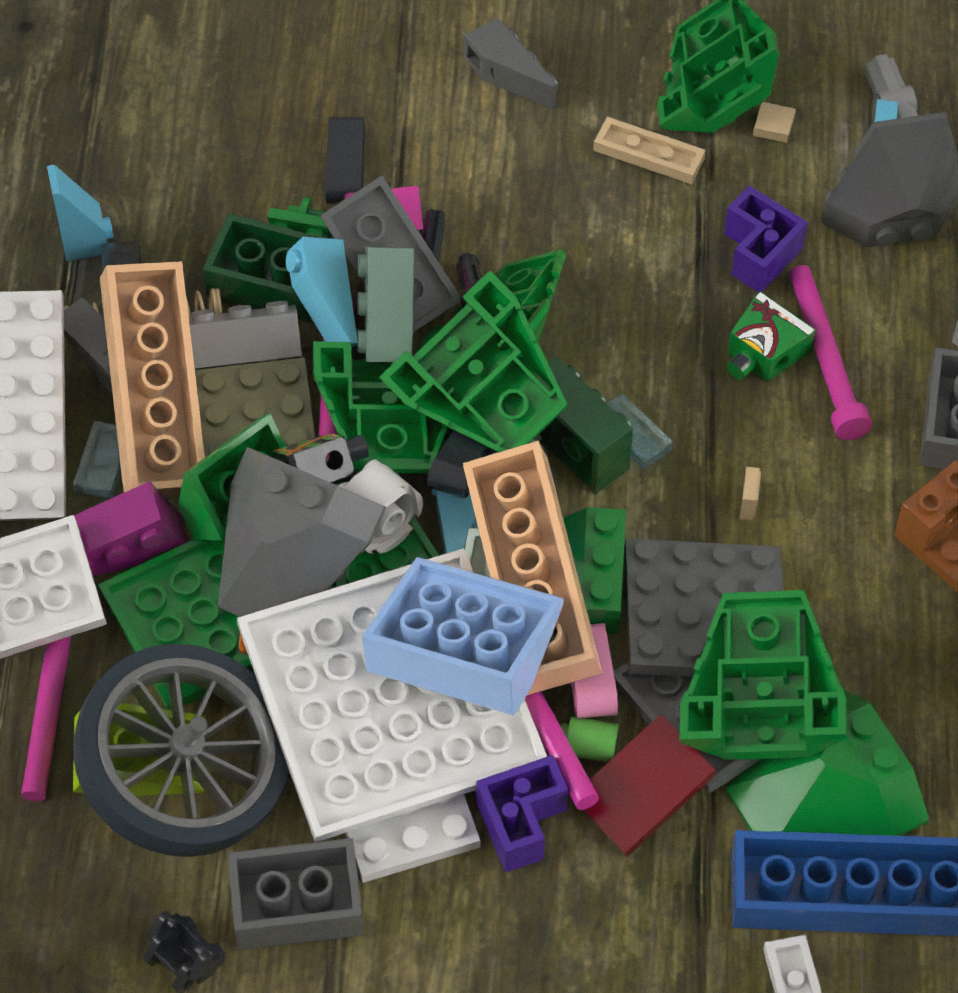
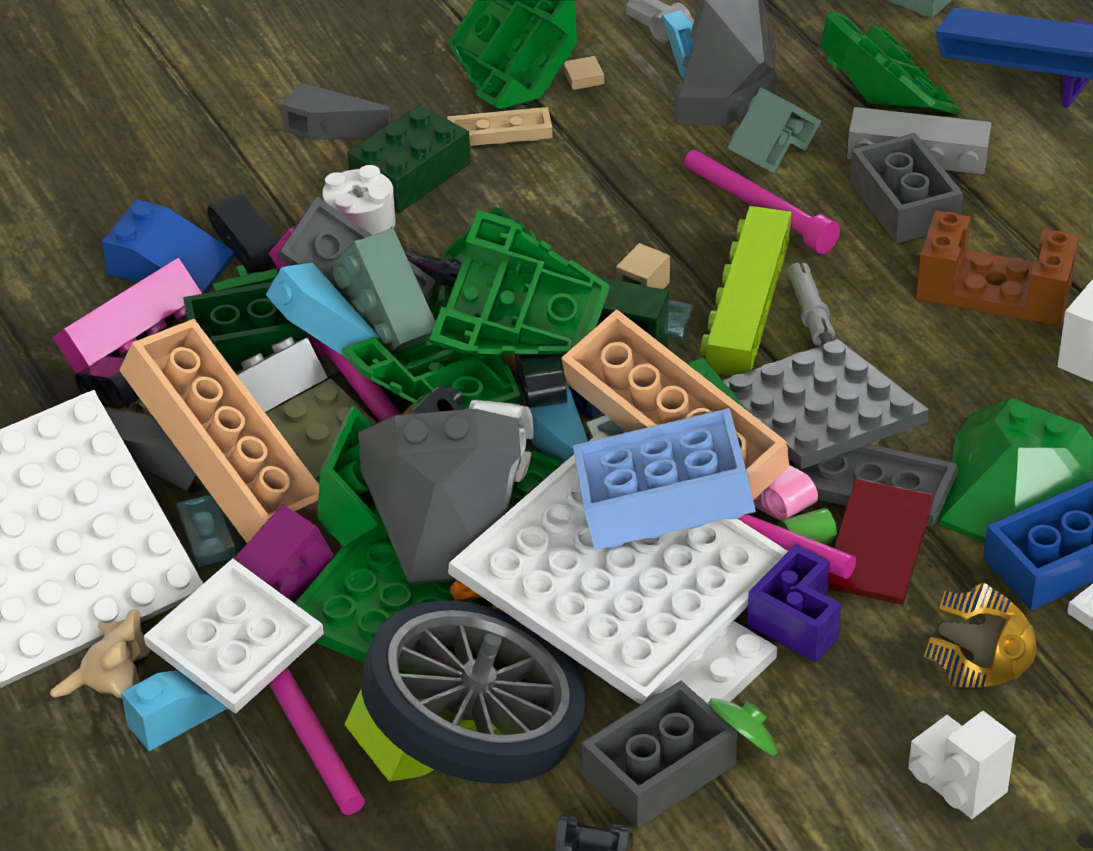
camera: 30 degrees left, 15 degrees down
(78, 217) = (42, 365): medium azure slope -> none
(182, 205) = (127, 316): none -> brick
(265, 147) = (155, 236): none -> blue slope
(382, 908) = (746, 721): none -> bright green dish
(458, 180) = (362, 197): none -> white brick
(540, 147) = (415, 154): none -> dark green brick
(655, 383) = (645, 267): none -> tan brick
(671, 946) = (1000, 646): none -> pearl gold piece
(743, 441) = (747, 291): none -> lime brick
(750, 493) = (785, 313): tan tile -> none
(763, 682) = (928, 410): green wedge -> none
(766, 238) = (645, 138): dark purple brick -> none
(767, 340) = (708, 208): green torso -> none
(780, 505) = (814, 312): none -> light grey pin
(888, 278) = (770, 129): none -> sand green brick

